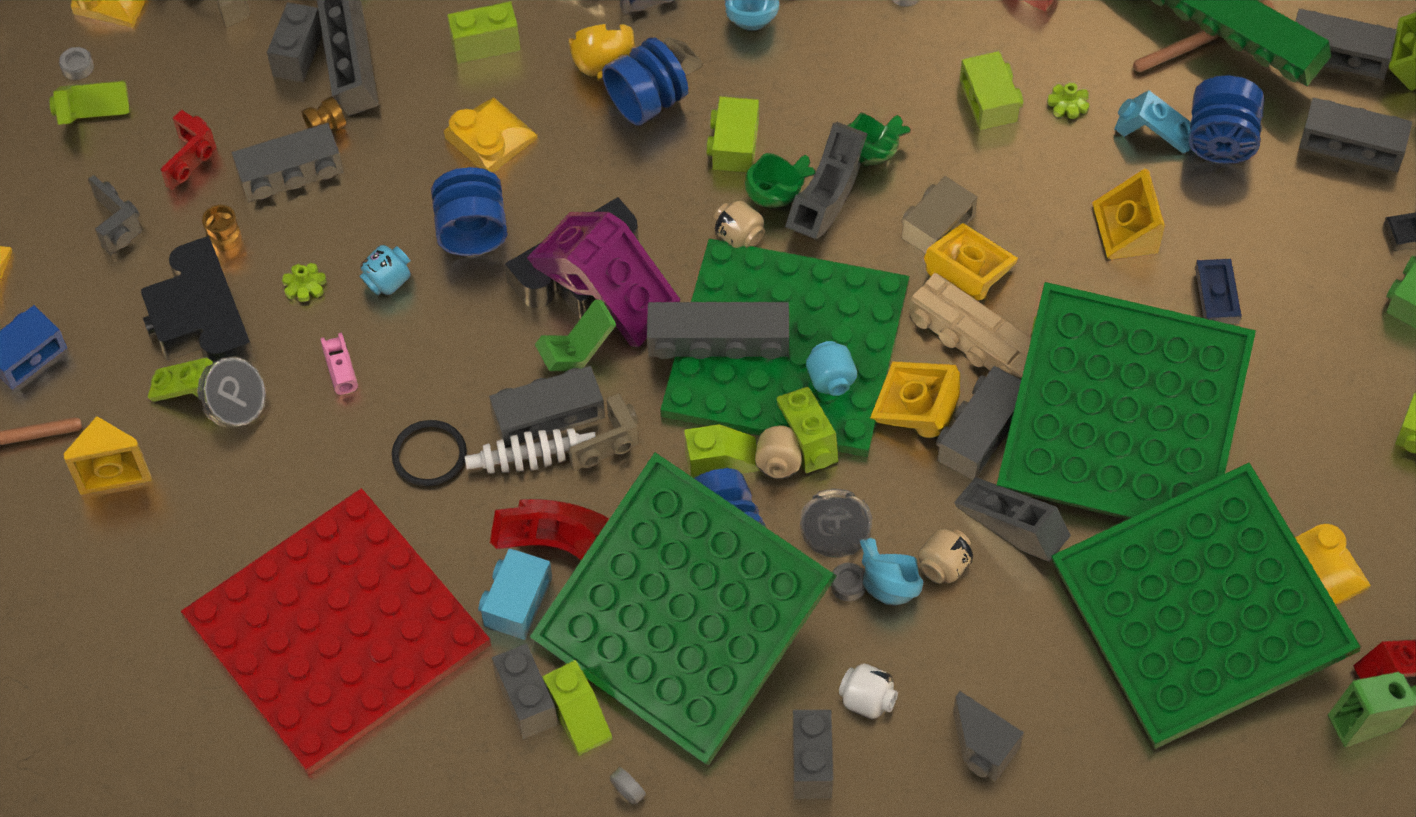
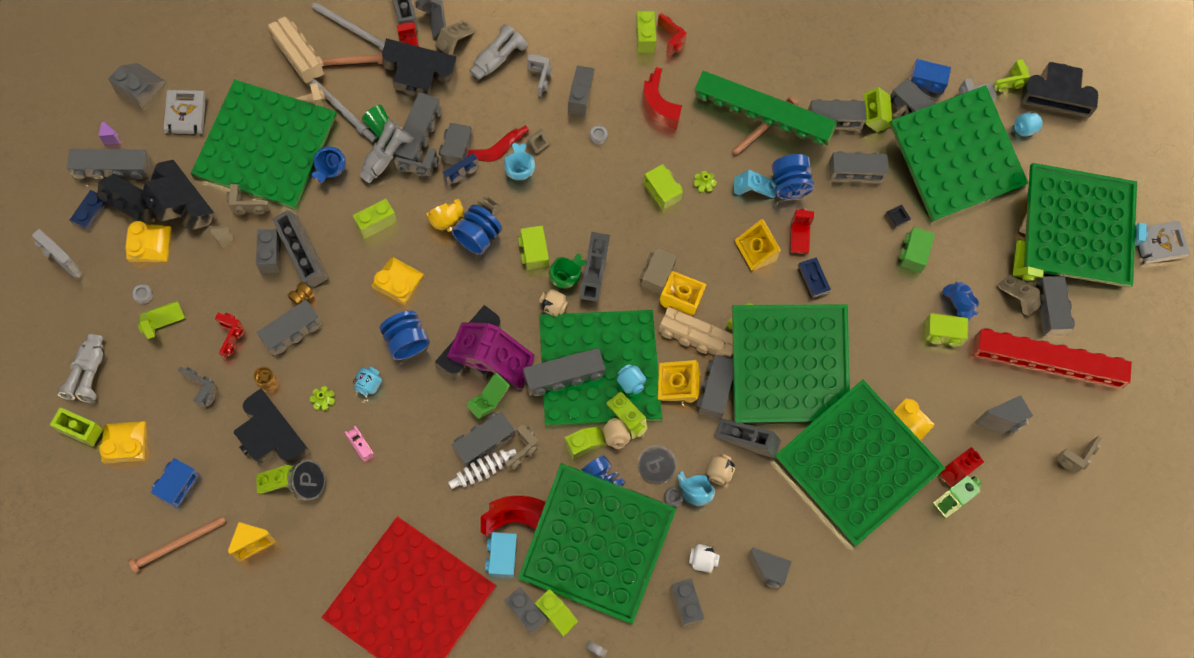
camera: 25 degrees left, 10 degrees up
(434, 481) = (418, 467): black tyre -> none
(881, 140) = (615, 230): green hat -> none
(1217, 211) = (800, 231): none -> red bracket

